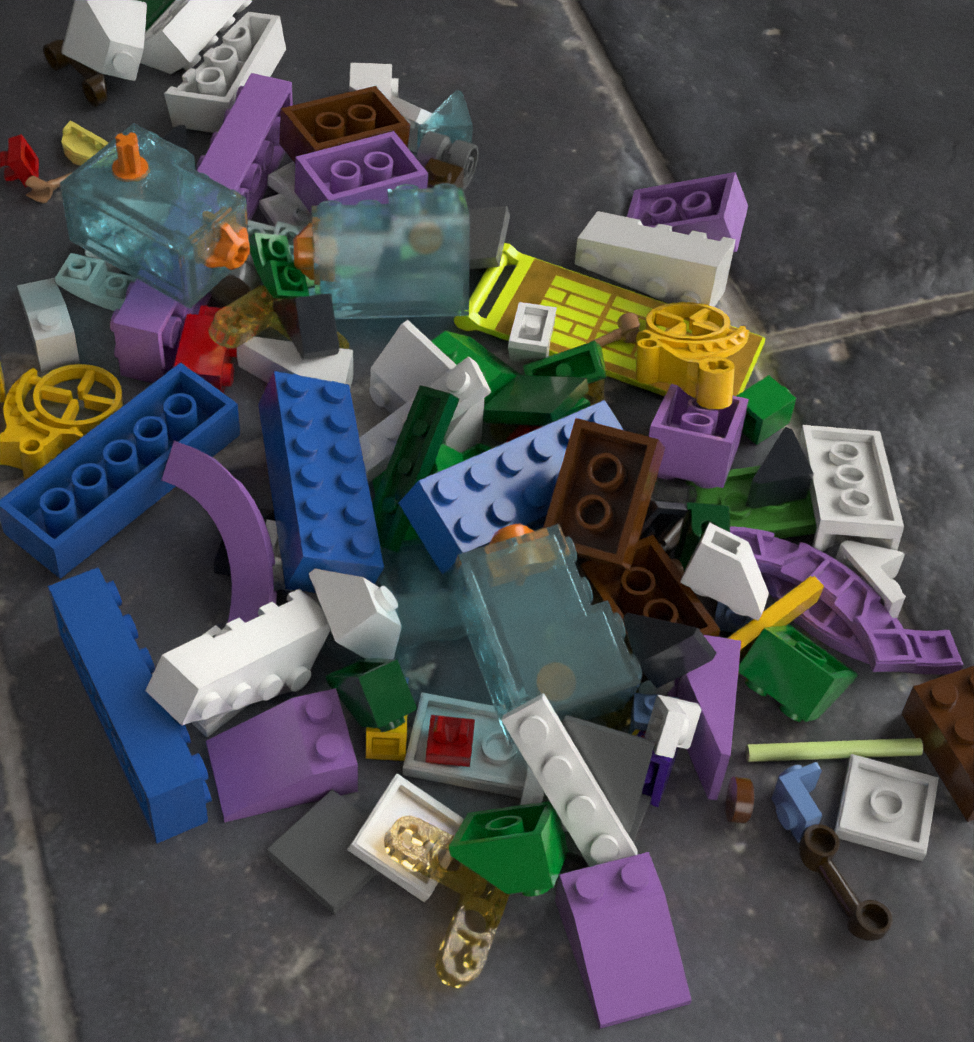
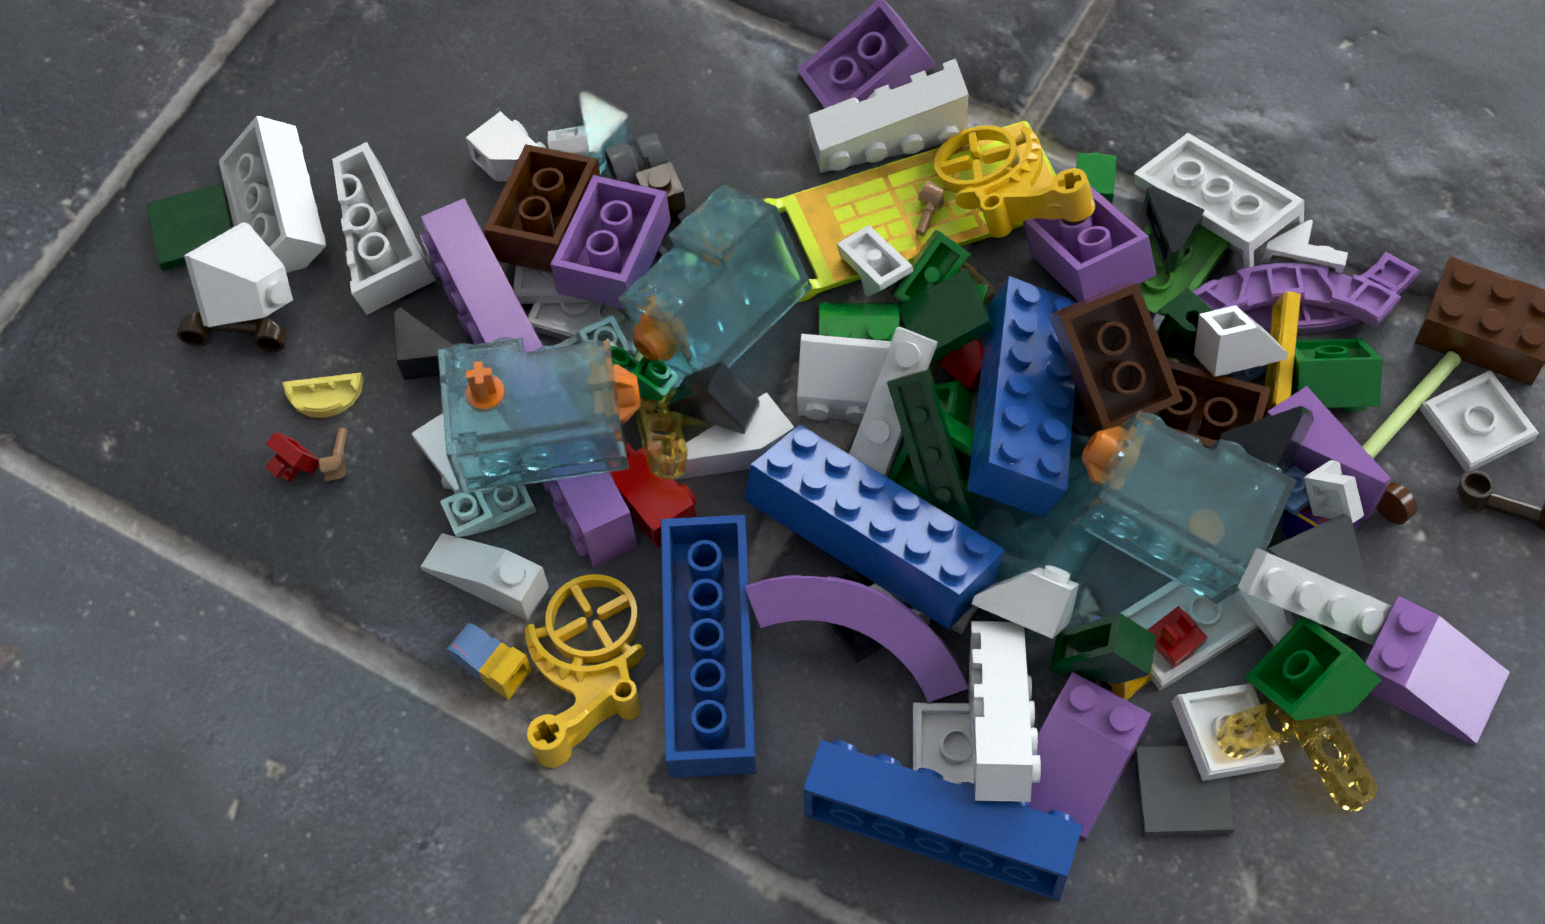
camera: 35 degrees left, 10 degrees up
(792, 798) = (1429, 472): medium blue bracket -> none

